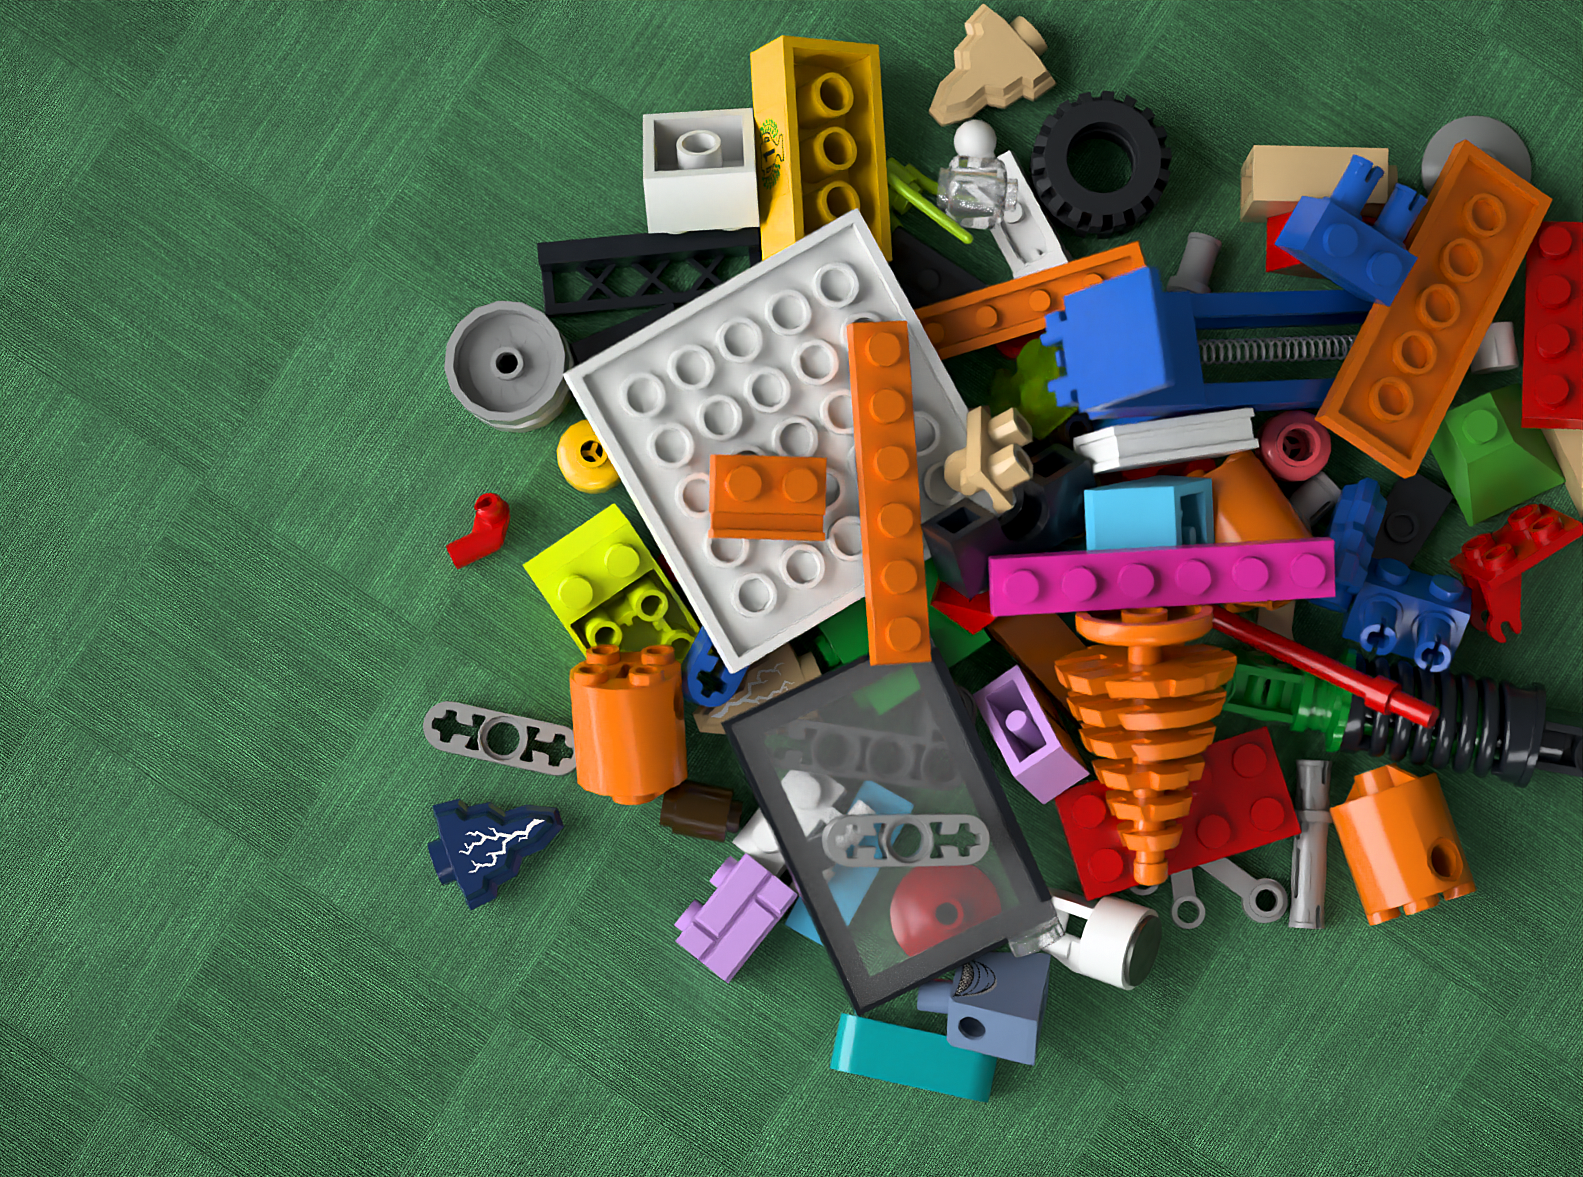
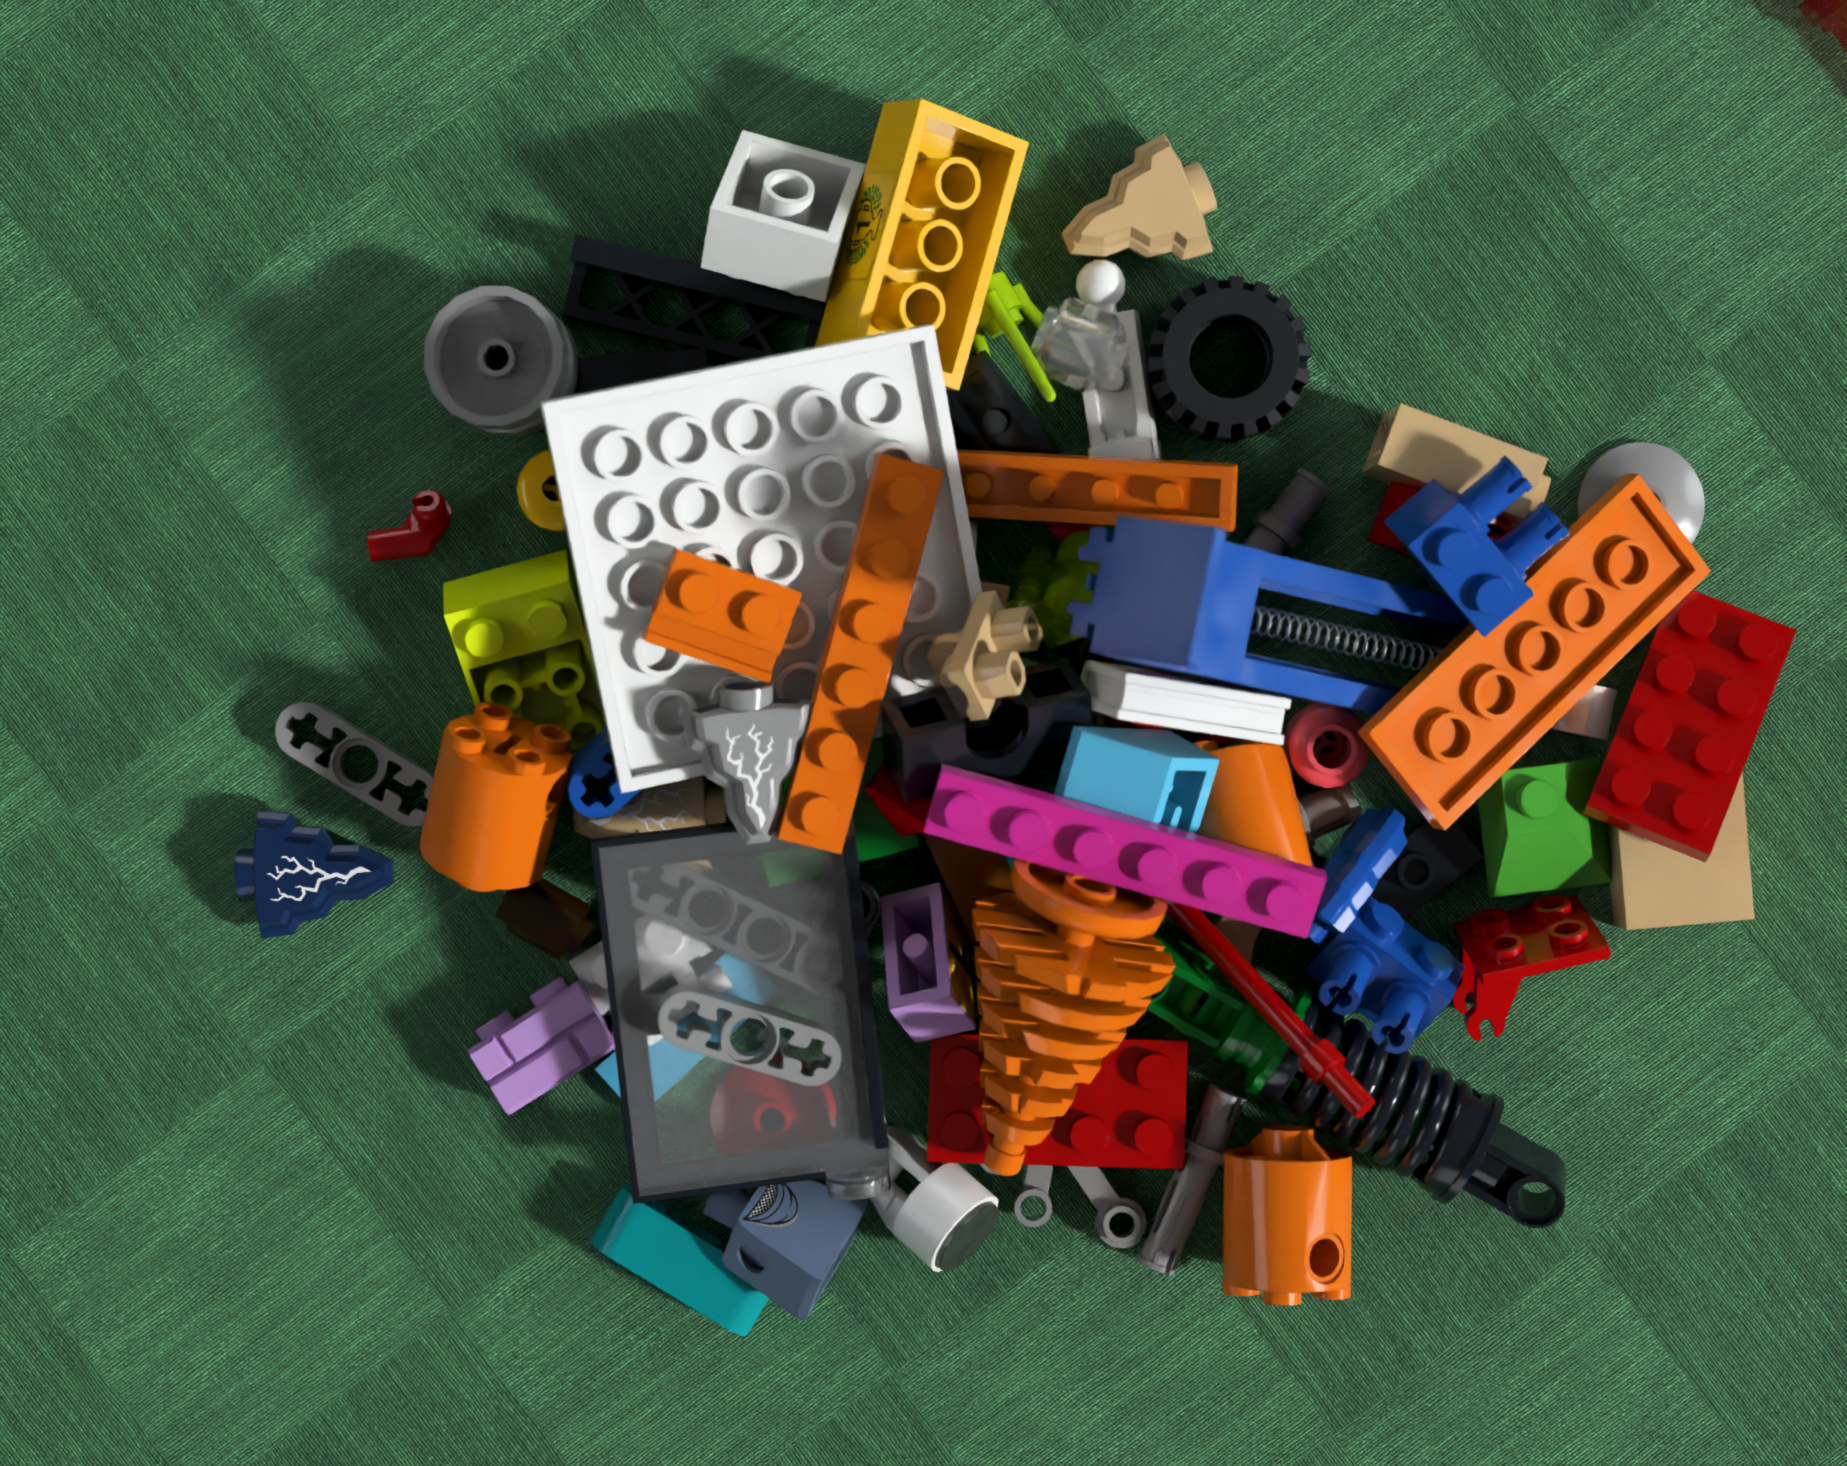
camera: 20 degrees right, 5 degrees up
(827, 601) = (749, 750): none -> light grey rock

